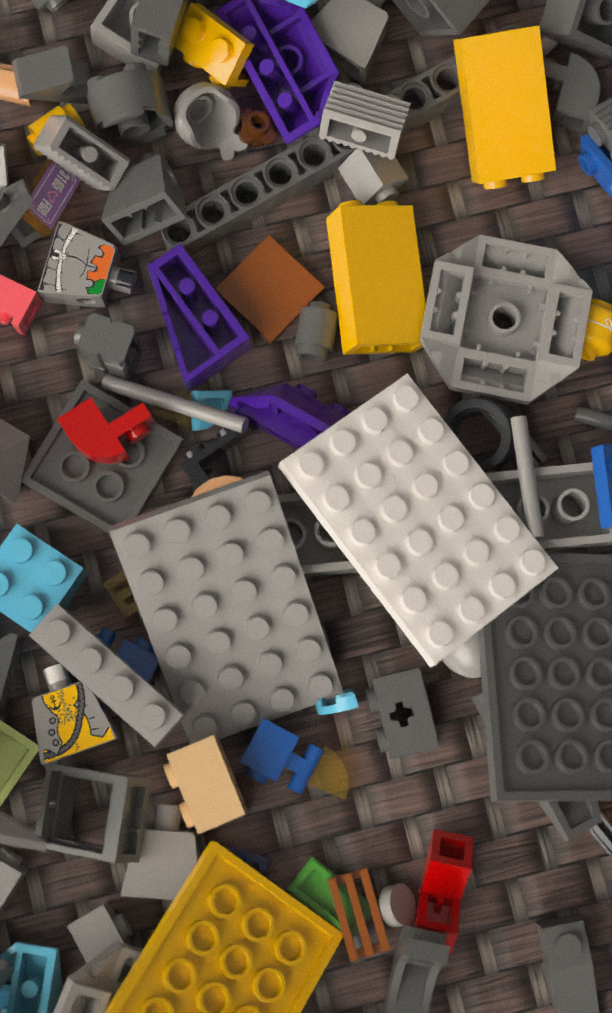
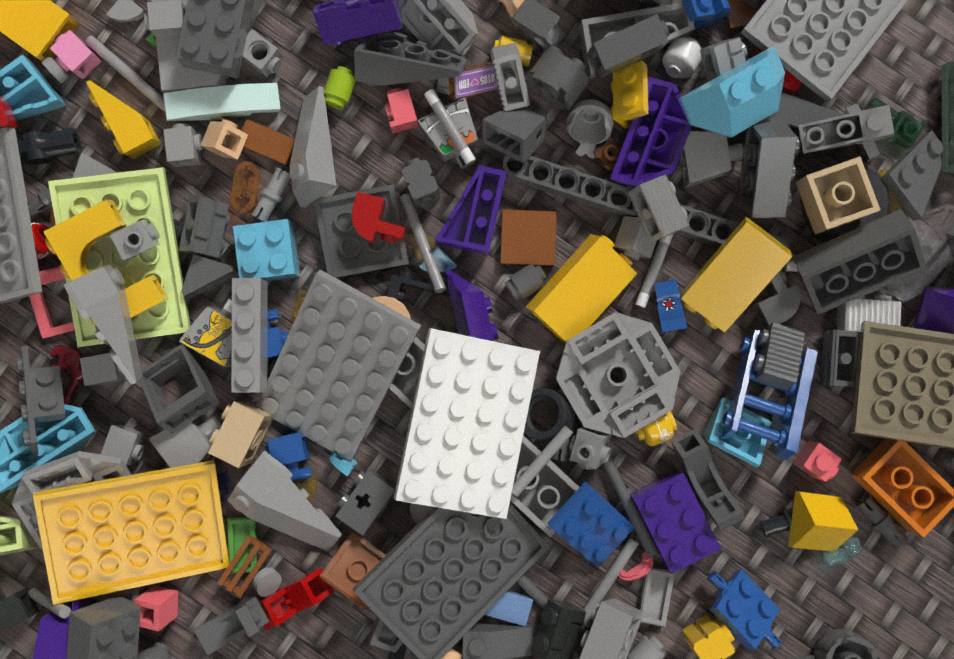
camera: 50 degrees right, 5 degrees up
(76, 262) = (449, 126): none -> light grey bar
(318, 811) = (275, 501): none -> light grey wedge
(424, 191) = (653, 271): none -> light grey bar
(462, 793) = (350, 565): none -> dark orange tile
(477, 204) = (670, 306): none -> blue leg
(557, 404) = (590, 448): none -> light grey brick

